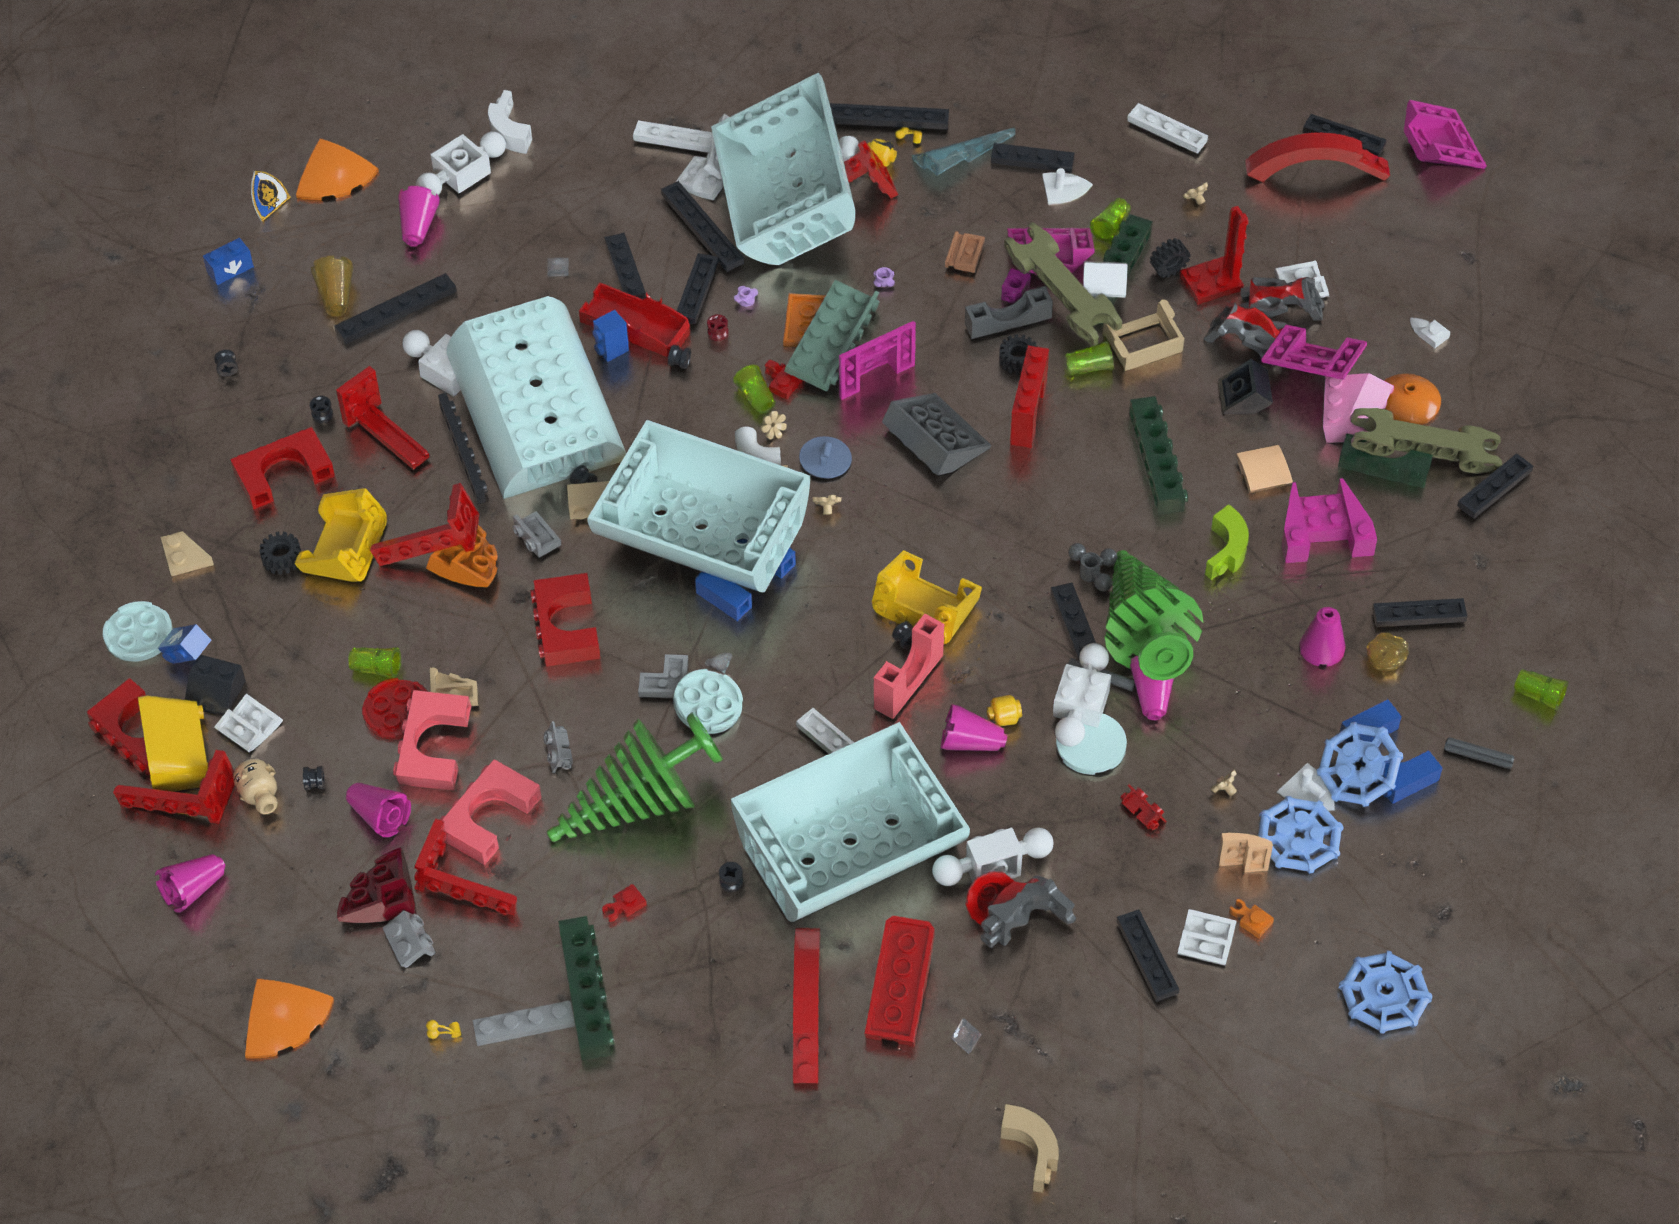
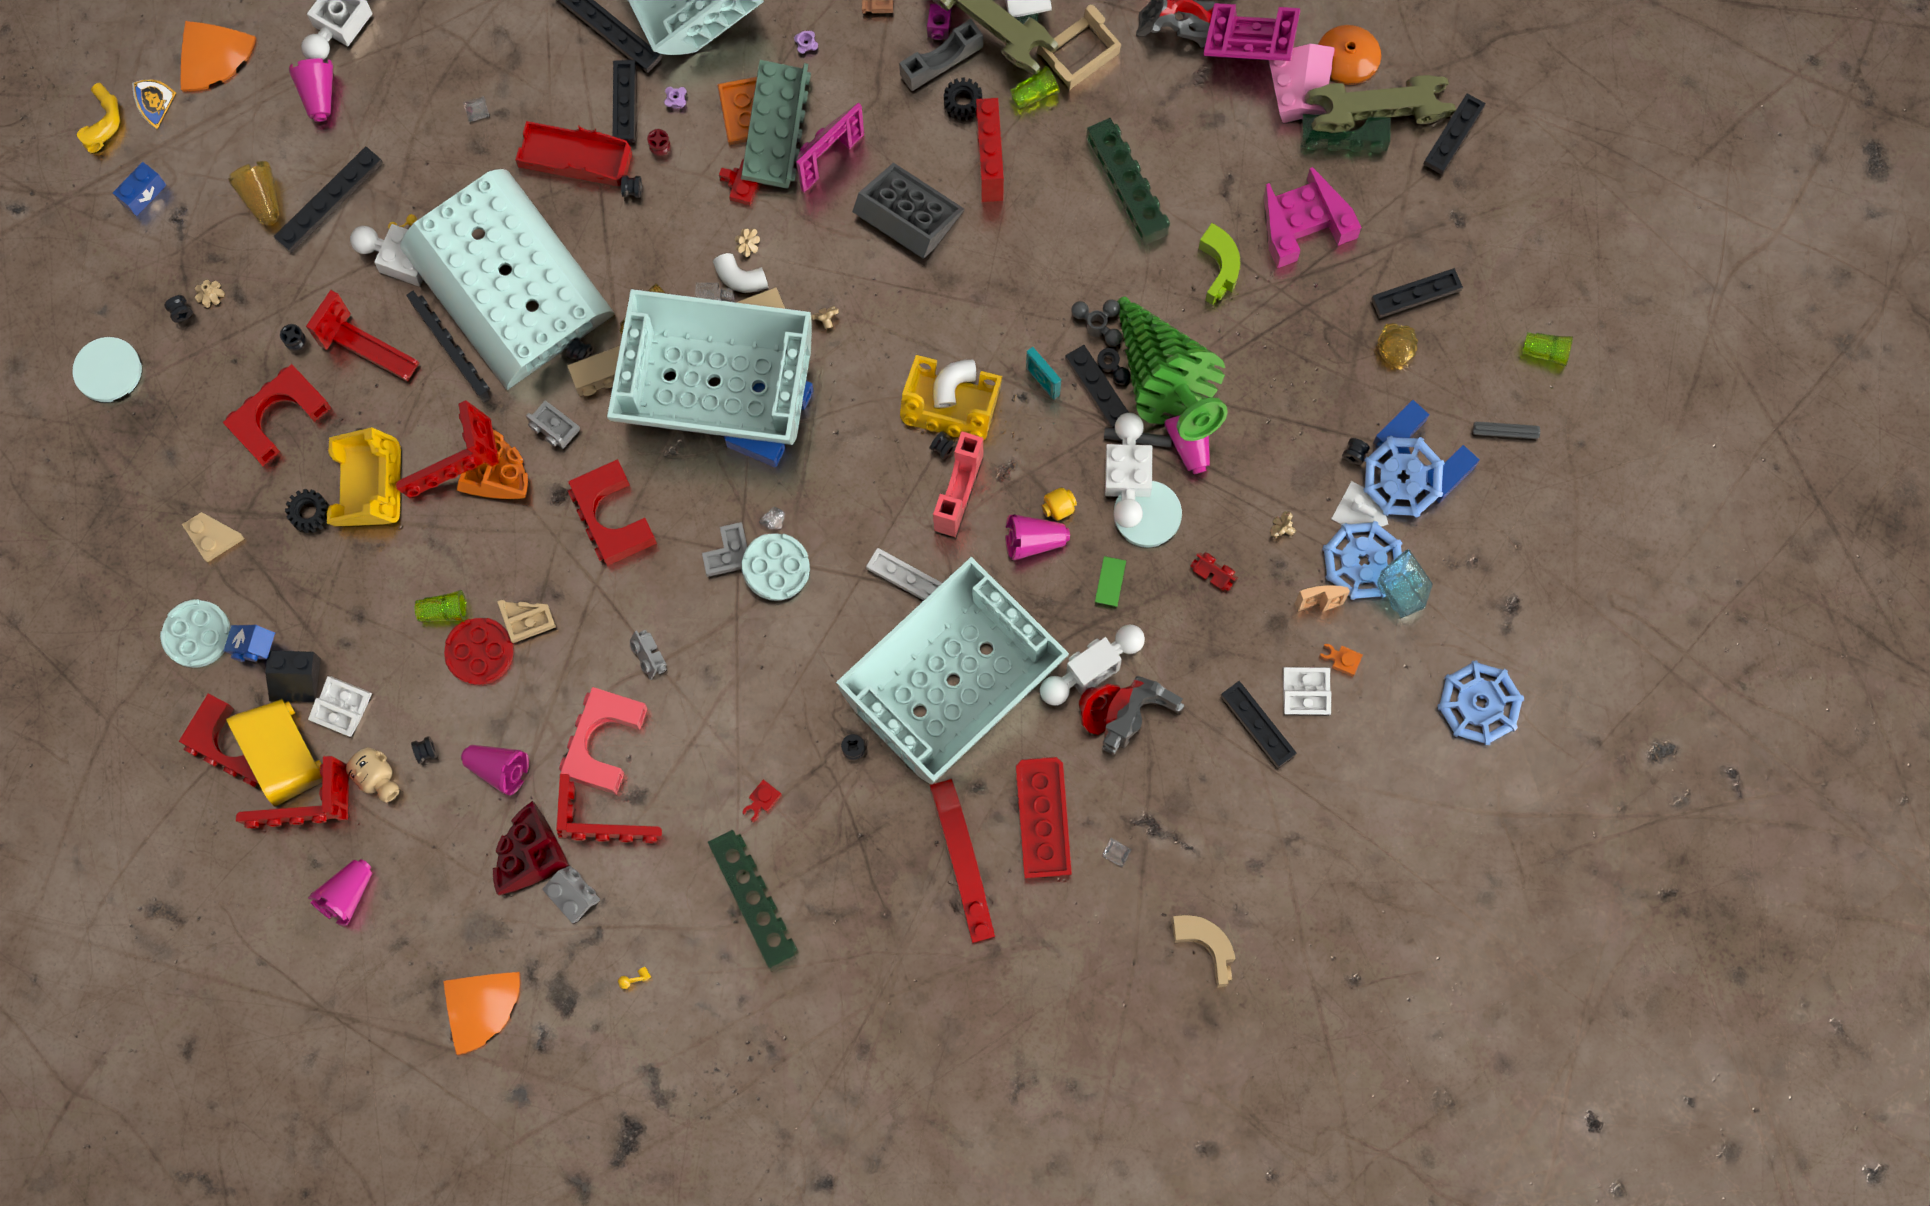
camera: 15 degrees left, 20 degrees up
(142, 398) = (107, 369): none -> light aqua tile
(212, 210) = (104, 129): none -> yellow piece
(258, 358) = (208, 293): none -> tan plant
(424, 712) = (508, 653): coral arch -> none
(523, 1023) = (705, 949): light grey plate -> none
(610, 336) = (557, 182): blue brick -> none
(624, 265) = (544, 92): black plate -> none
(653, 769) = (738, 678): bright green plant -> none
(754, 387) = (717, 205): clear neon green plant -> none
(825, 457) = (807, 263): sand blue shield -> none
(929, 580) = (948, 380): none -> white cylinder
(1023, 593) = (1043, 373): none -> teal tile
(1035, 791) = (1110, 581): none -> bright green slope
(1096, 596) = (1120, 374): none -> black plate
(1245, 389) = (1192, 85): black slope -> none
(1264, 468) = (1232, 169): light nougat slope -> none
(1318, 734) = (1356, 451): none -> black wheel
(1324, 638) = (1335, 349): dark pink cone -> none
(1334, 861) = (1405, 584): none -> clear light blue slope

